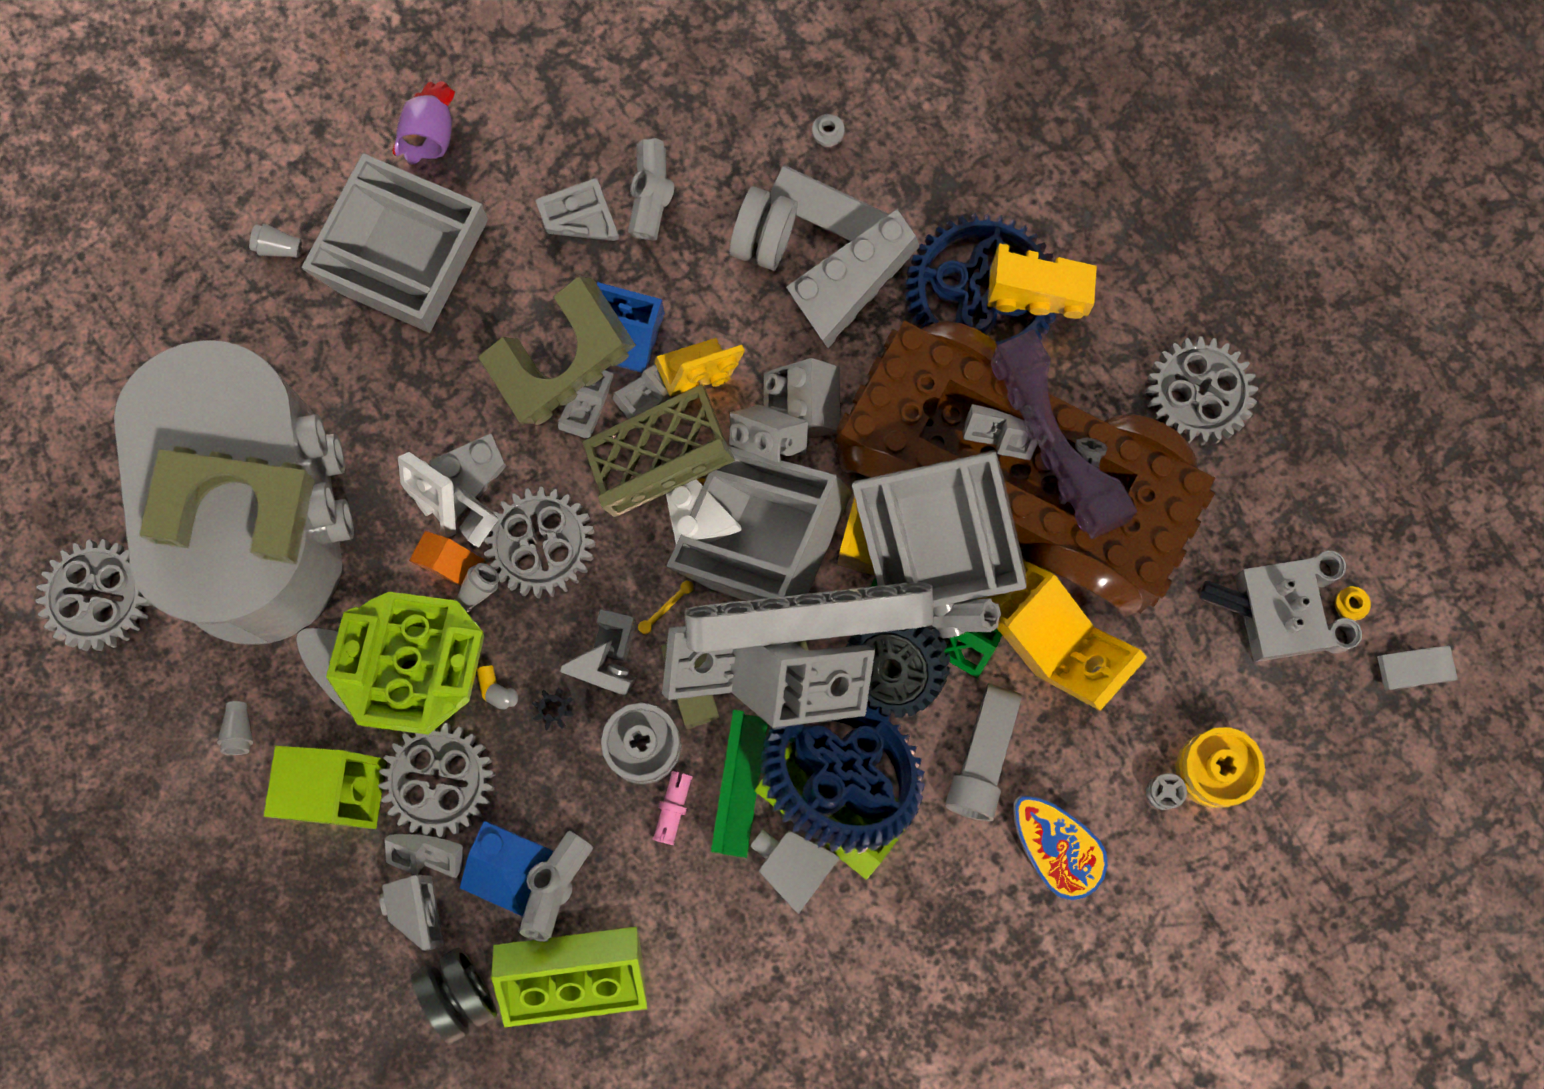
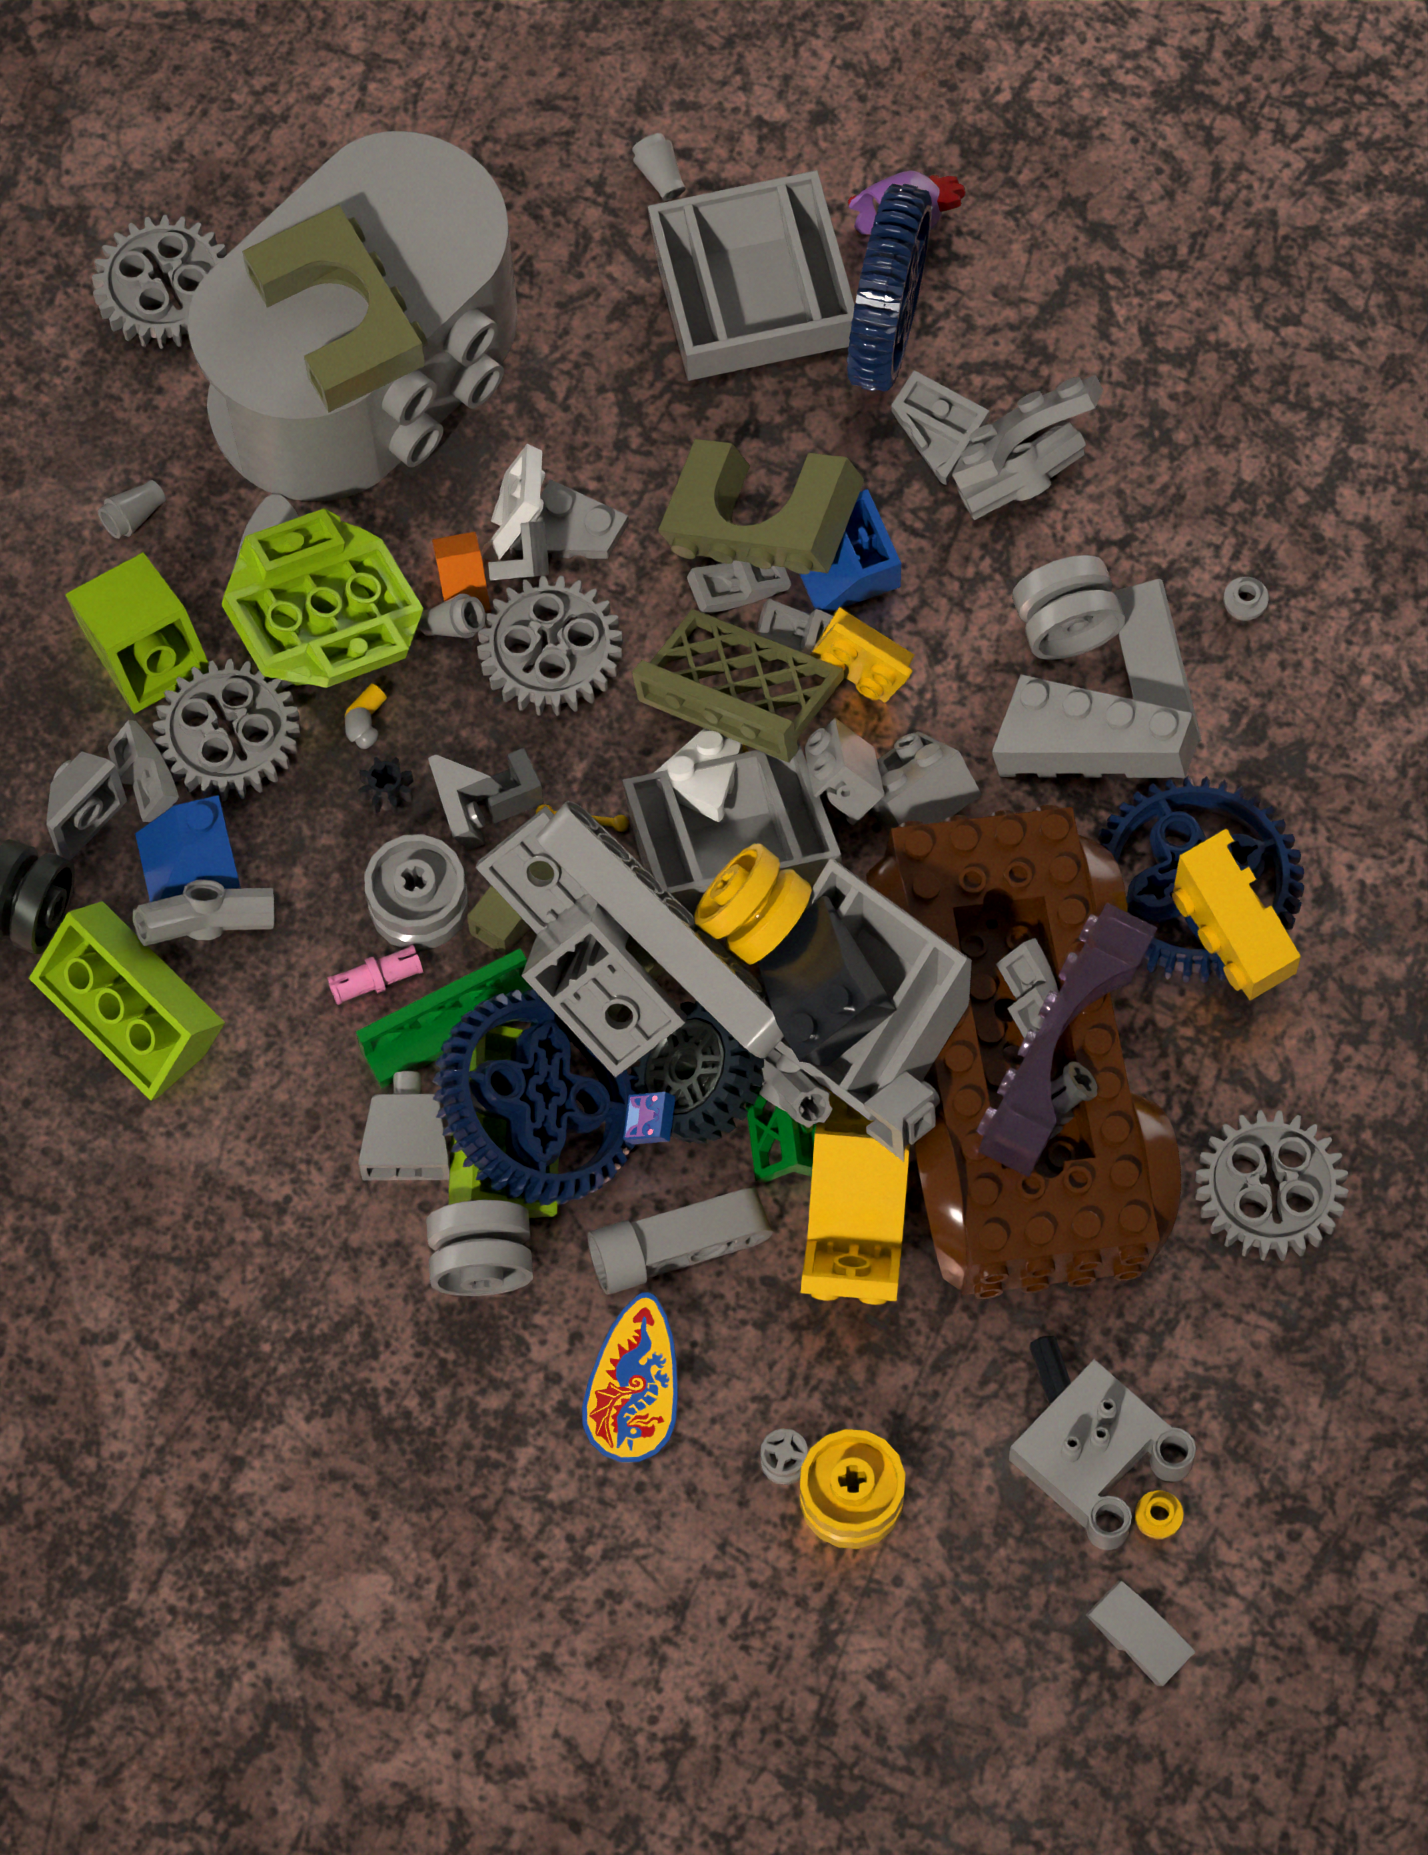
camera: 55 degrees right, 10 degrees down
(481, 167) = (889, 287): none -> dark blue gear
(619, 190) = (1035, 411): none -> light grey plate
(838, 552) = (752, 904): none -> yellow wheel
(905, 714) = (649, 1118): none -> blue tile
(915, 881) = (479, 1248): none -> light grey wheel
(923, 551) = (822, 987): none -> black slope
(1041, 566) = (902, 1112): none -> light grey window

